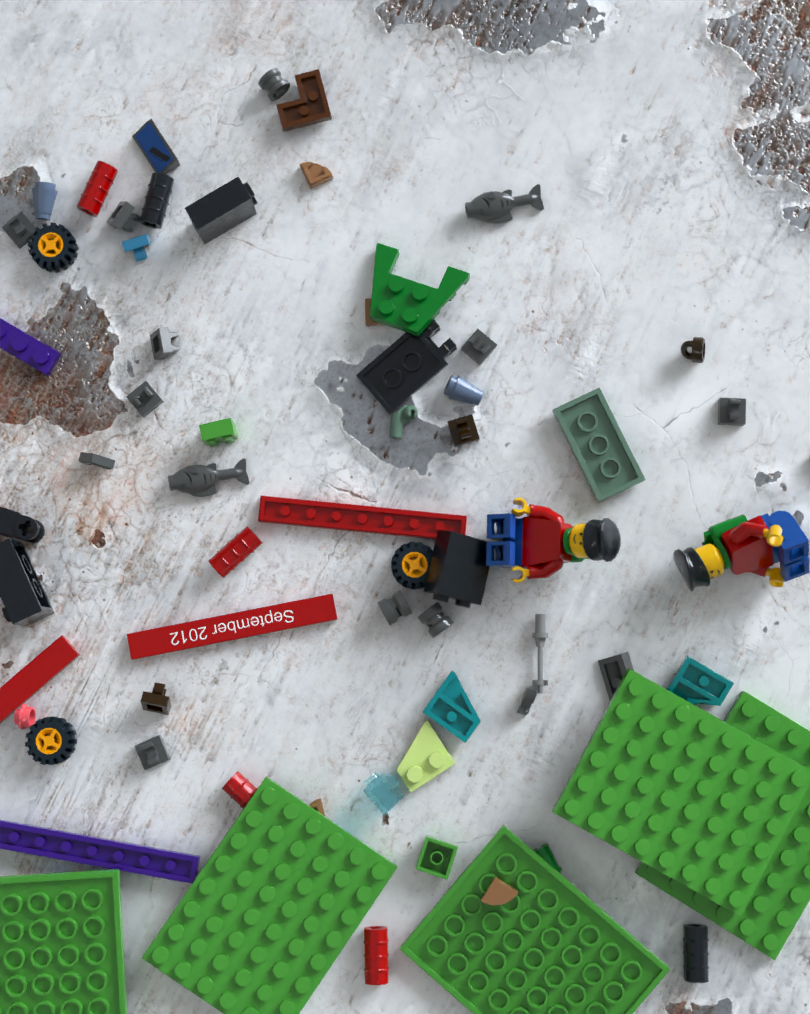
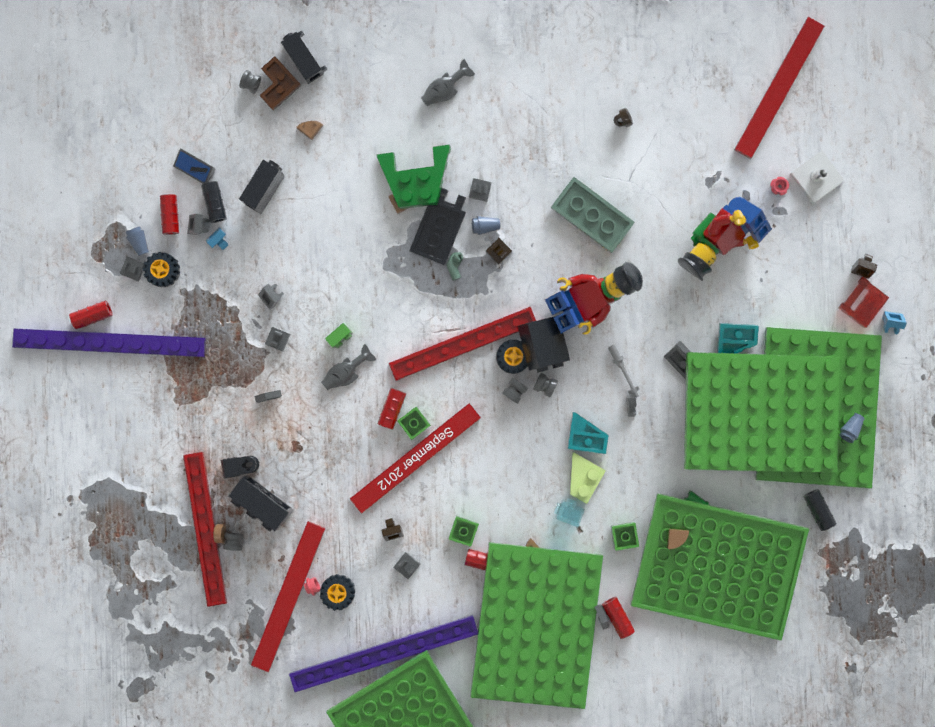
camera: 30 degrees left, 5 degrees up
(242, 746) = (463, 531): none -> bright green piece
(252, 583) = (413, 423): none -> bright green piece
(350, 86) = (302, 57): none -> black brick
(357, 940) = (602, 616): none -> dark grey tile
(732, 411) = (668, 147): dark grey tile -> none
(787, 871) = (852, 428): none -> sand blue cone

